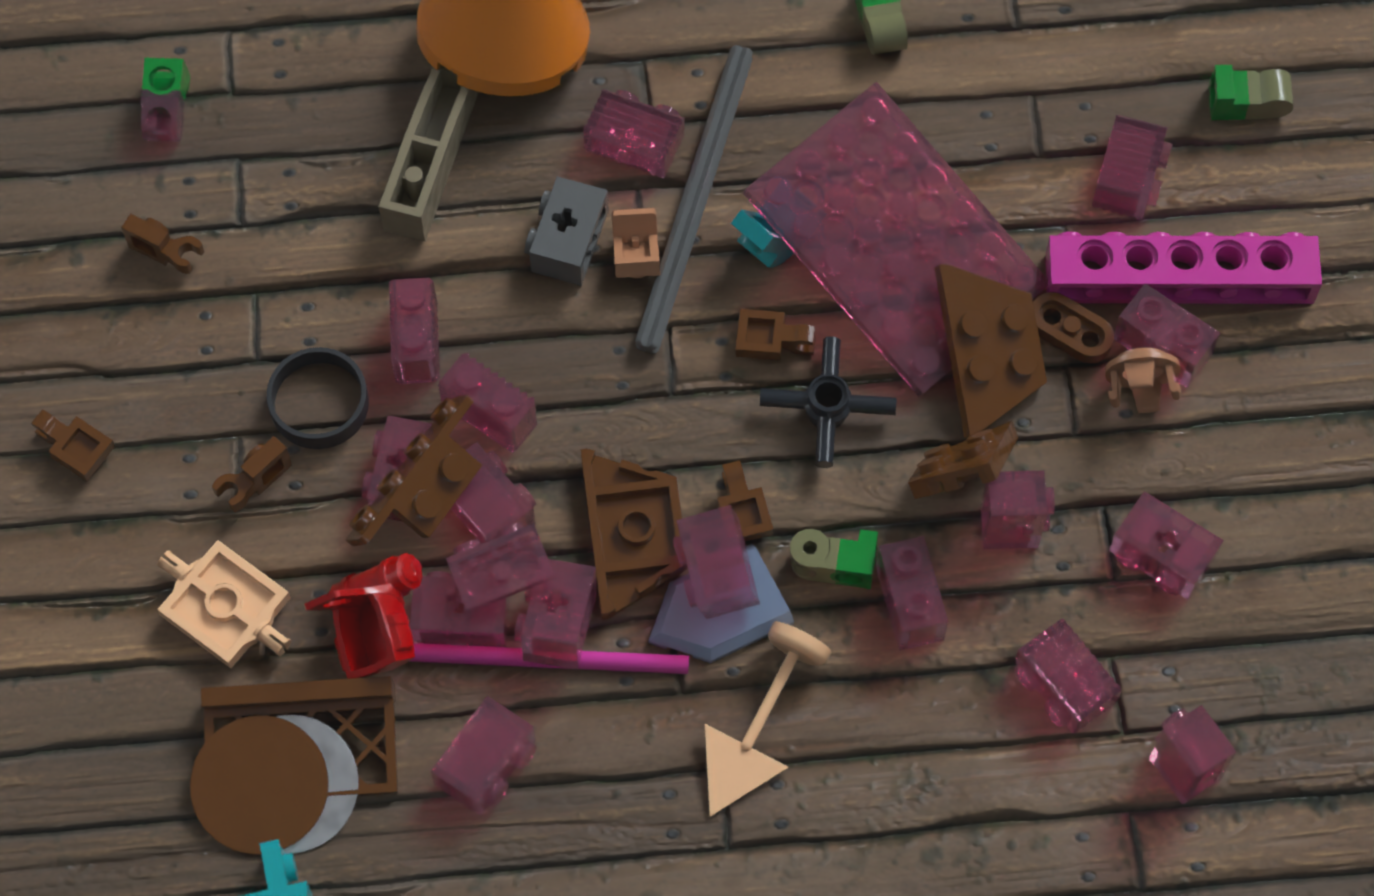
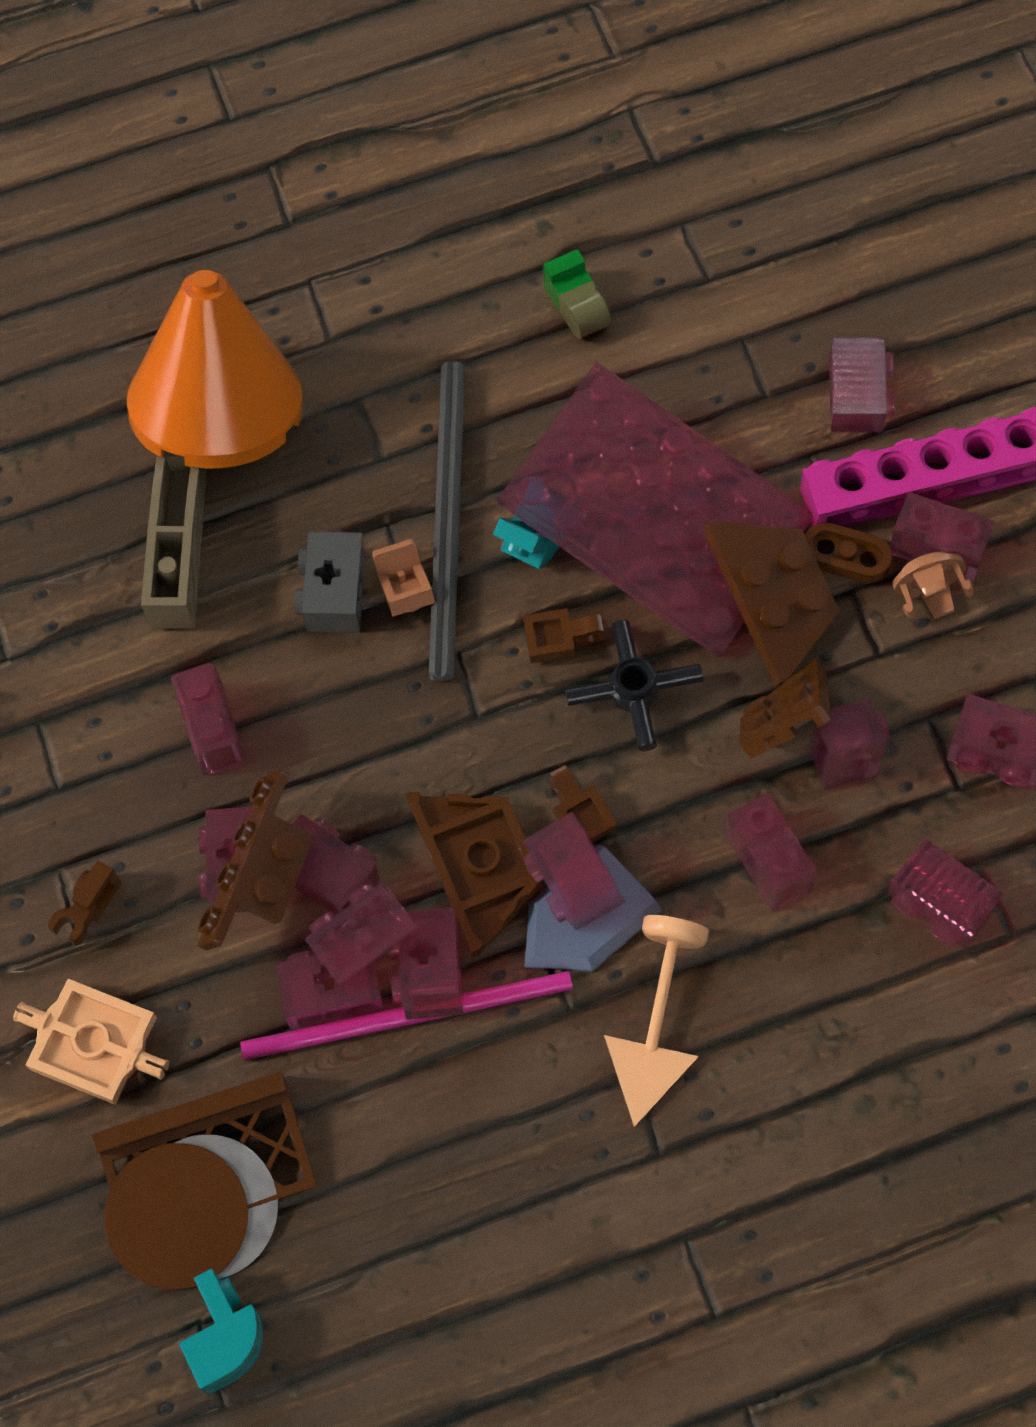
camera: 10 degrees left, 0 degrees up
(307, 357) = (110, 771): black tyre -> none
(371, 616) = (244, 1016): red piece -> none
(485, 756) = (395, 1127): clear pink brick -> none
(497, 406) = (314, 774): clear pink brick -> none
(634, 132) = (370, 470): clear pink brick -> none
(834, 559) = (684, 838): leg -> none
(1249, 94) = (949, 287): leg -> none

